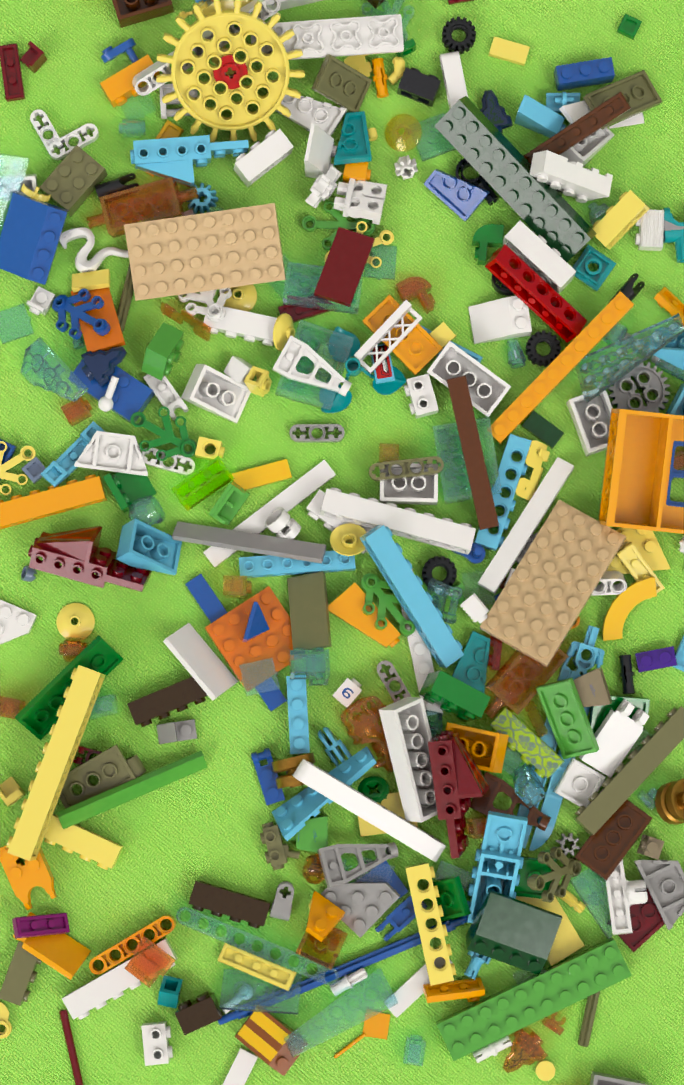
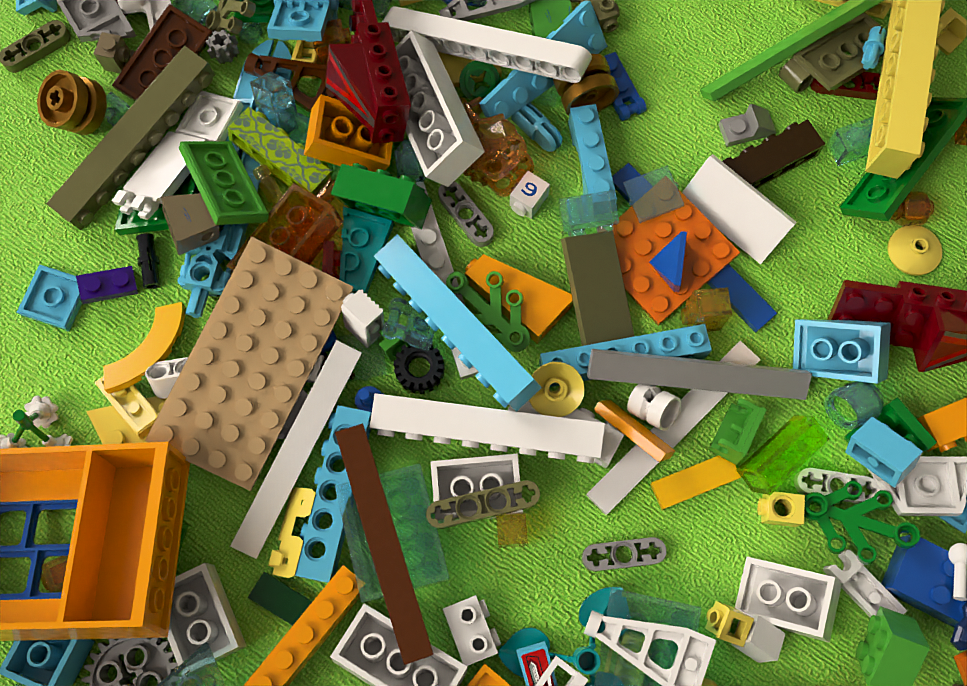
camera: 175 degrees right, 10 degrees down
(76, 774) = (873, 47): none -> medium azure axle
(138, 475) = (883, 451): none -> medium azure brick
(299, 510) = (634, 430): none -> light orange tile

